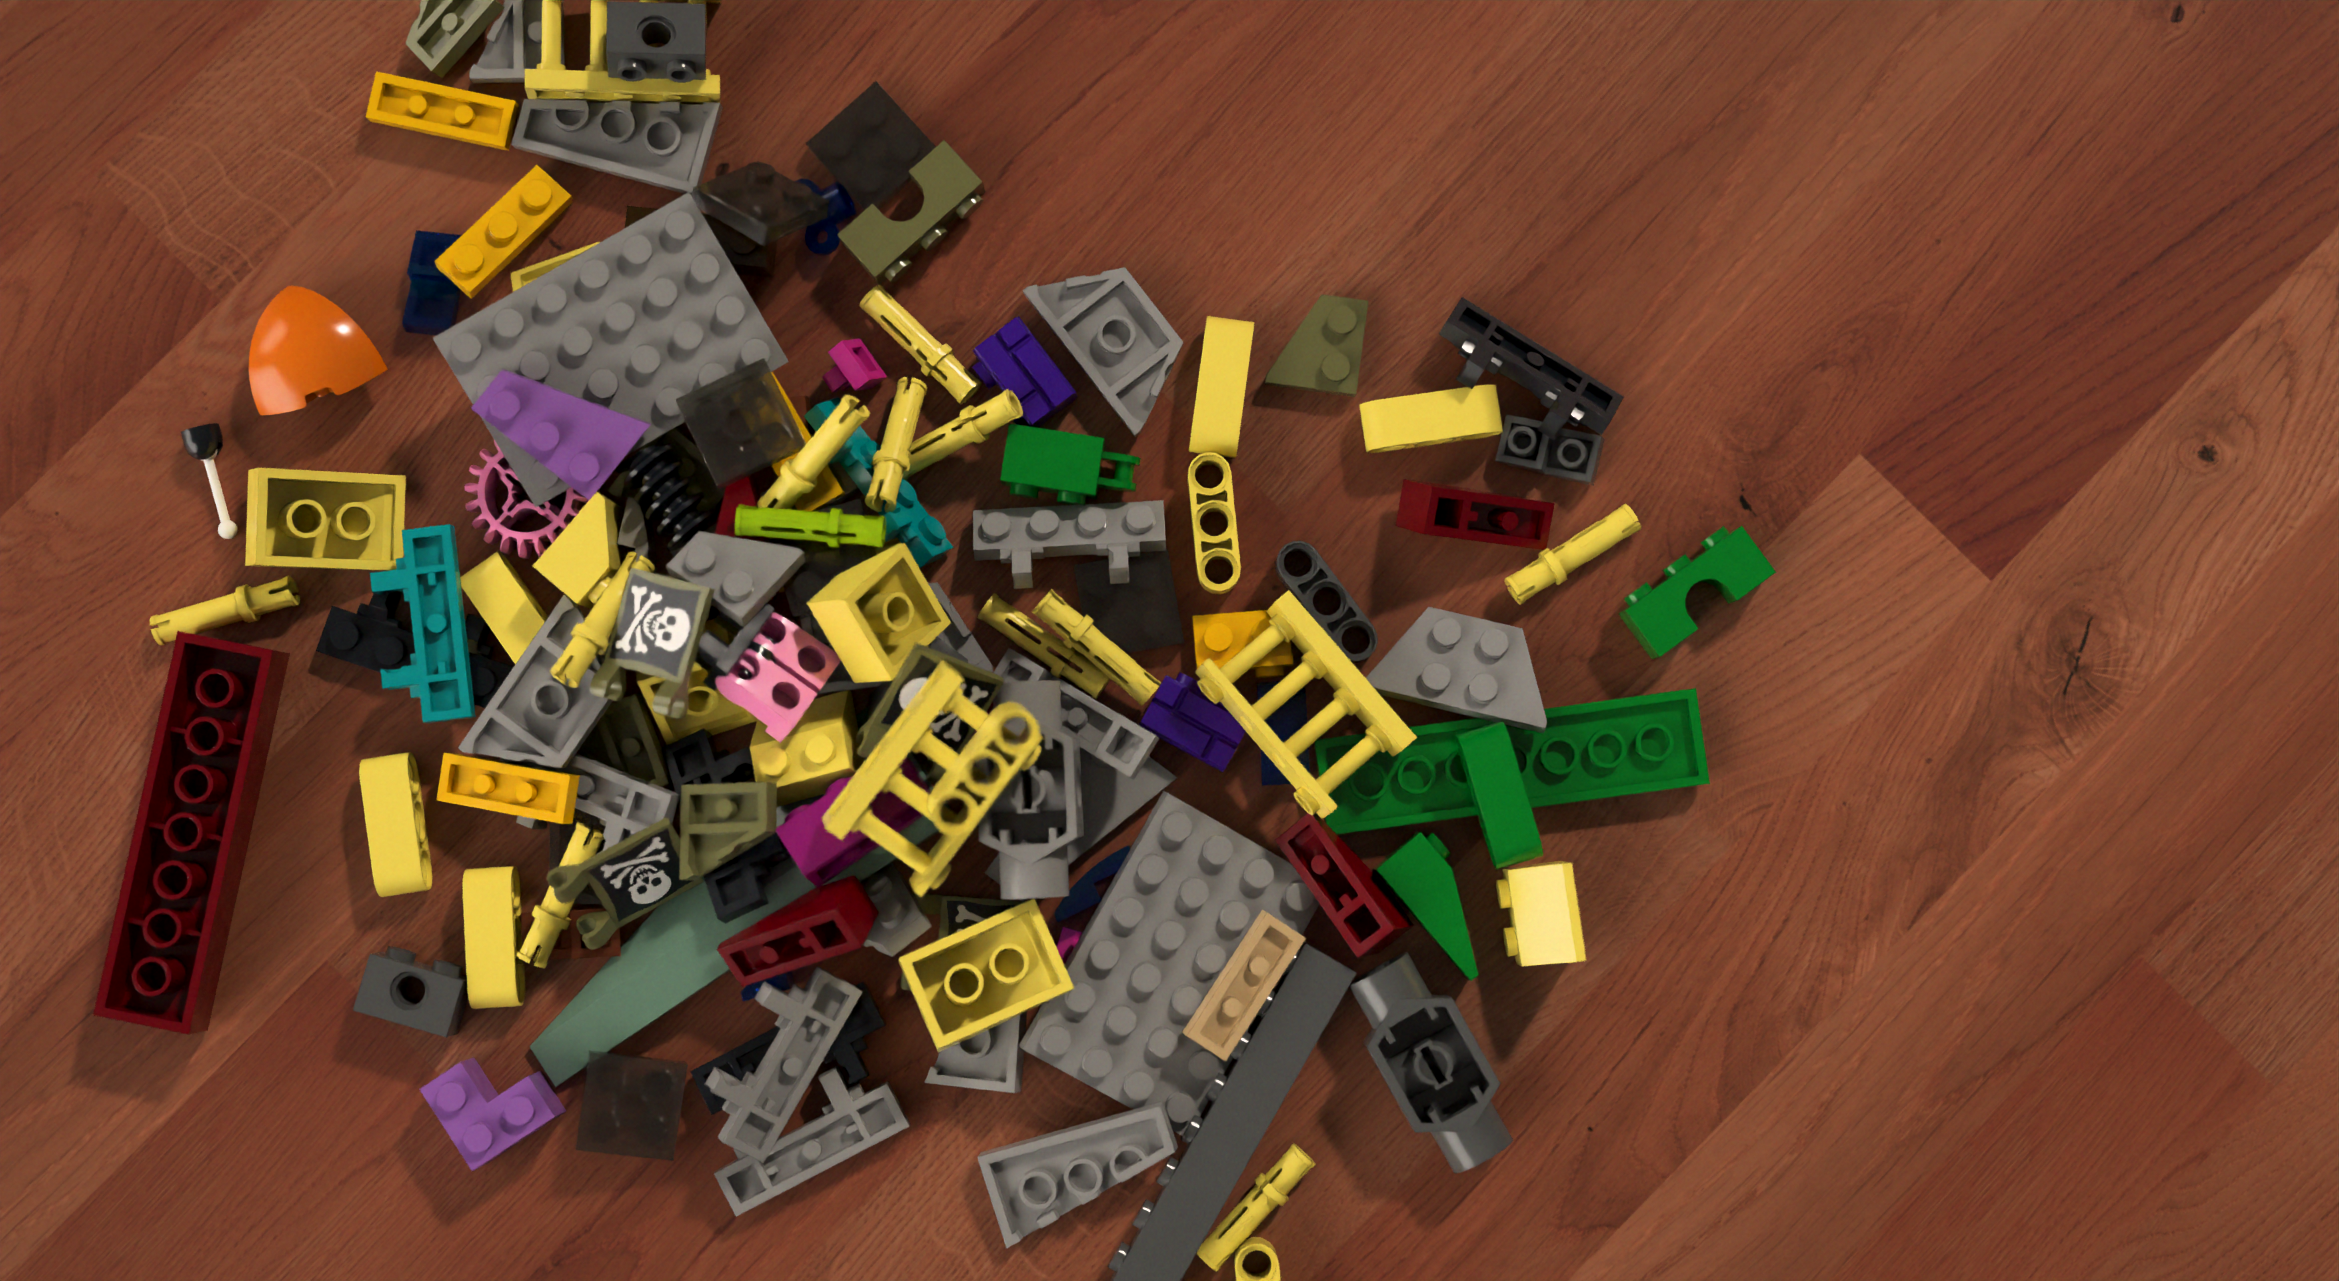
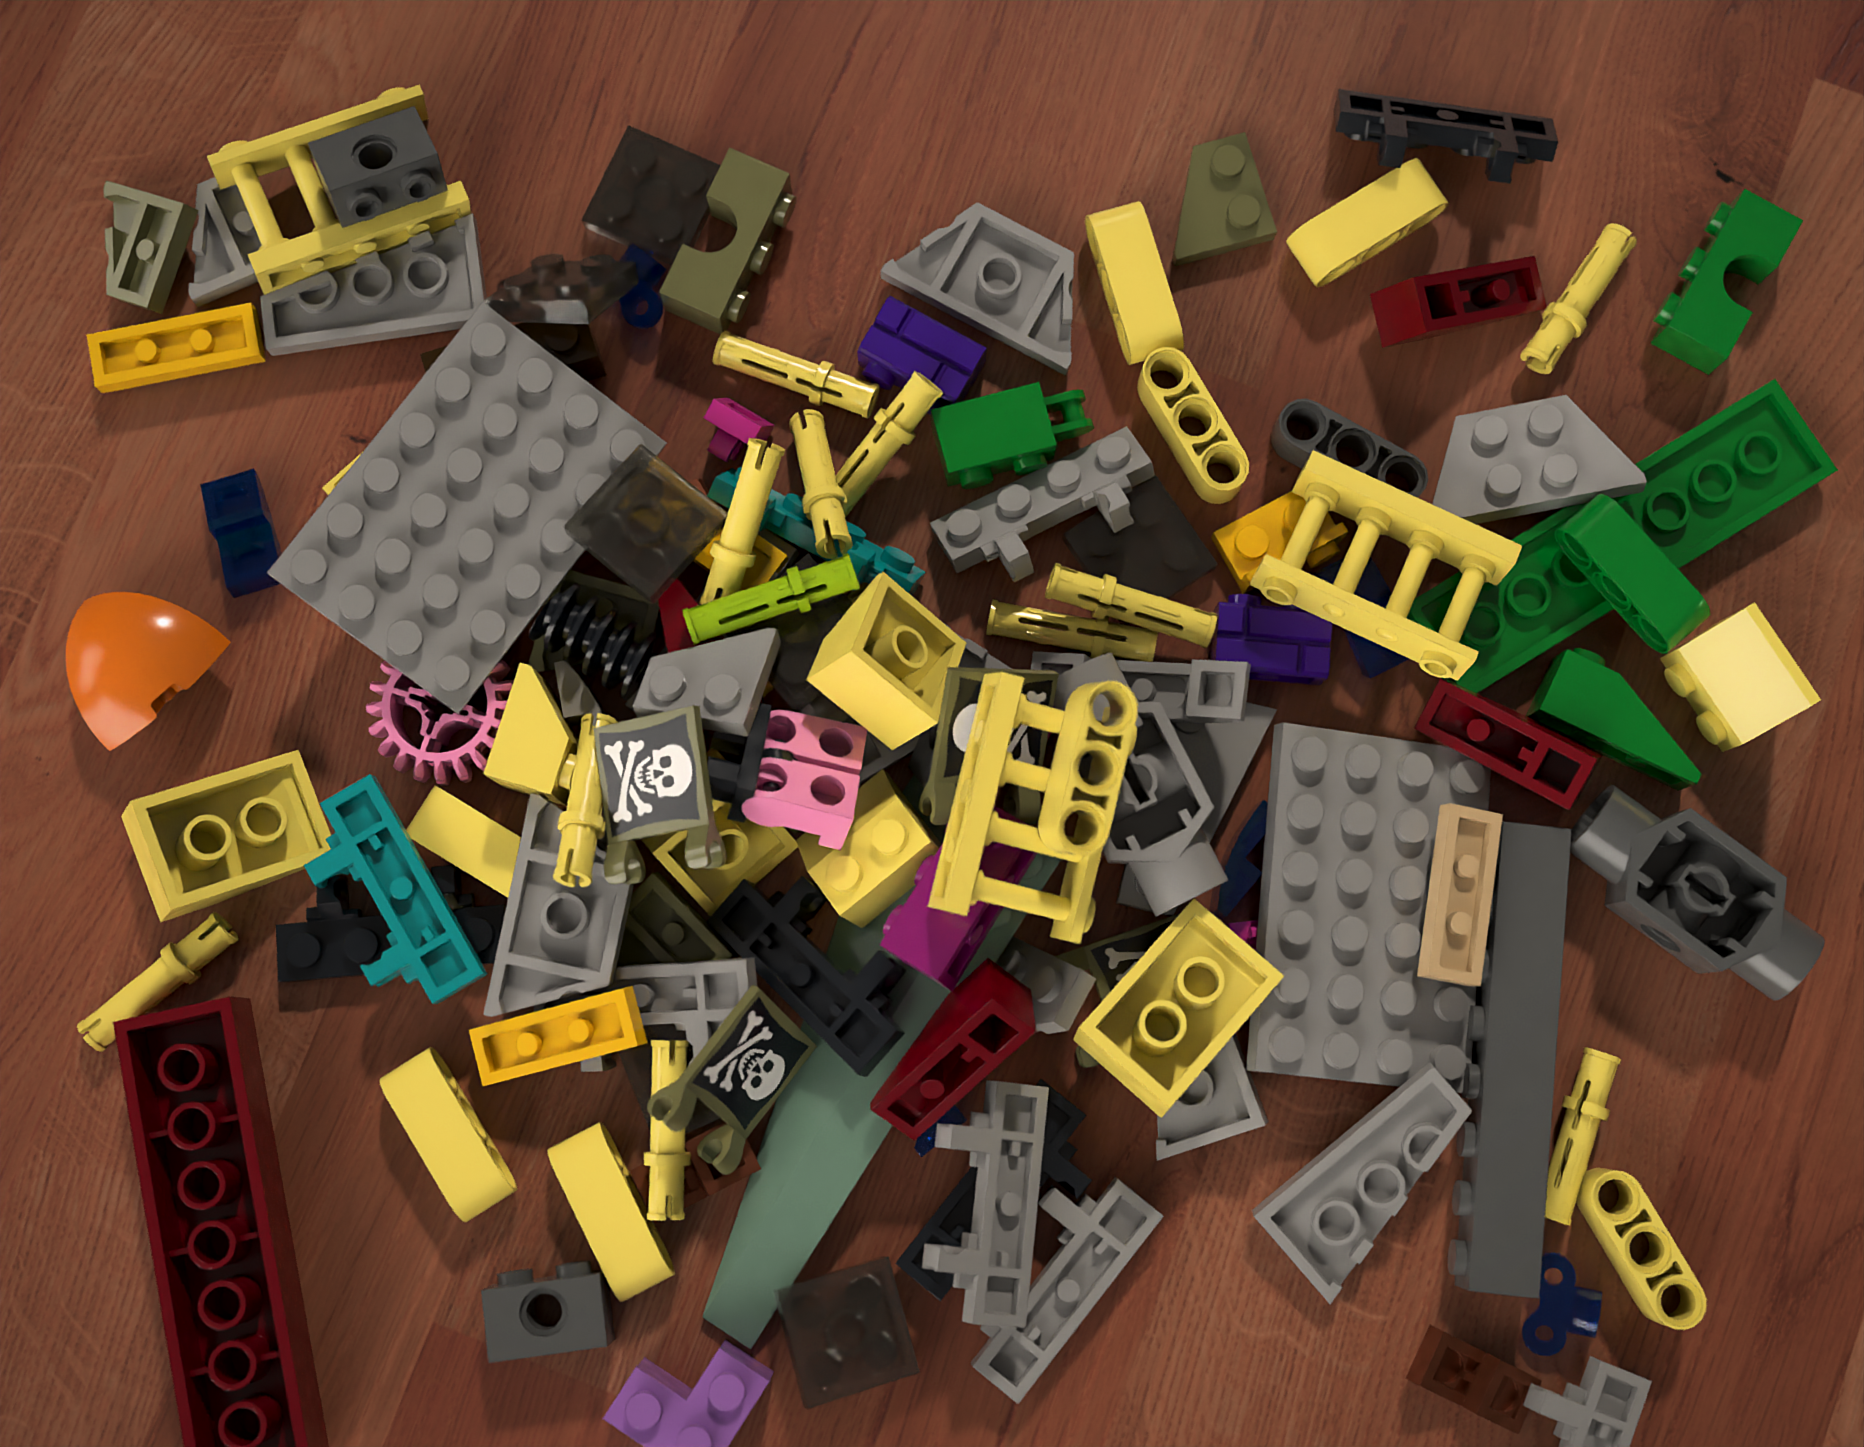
camera: 25 degrees left, 5 degrees down
(205, 444) = (61, 809): hinge -> none
(503, 231) = (296, 444): yellow plate -> none
(562, 432) = (450, 613): medium lavender wing -> none
(723, 823) = (817, 965): olive wing -> none
(1568, 457) = (1498, 209): dark grey slope -> none

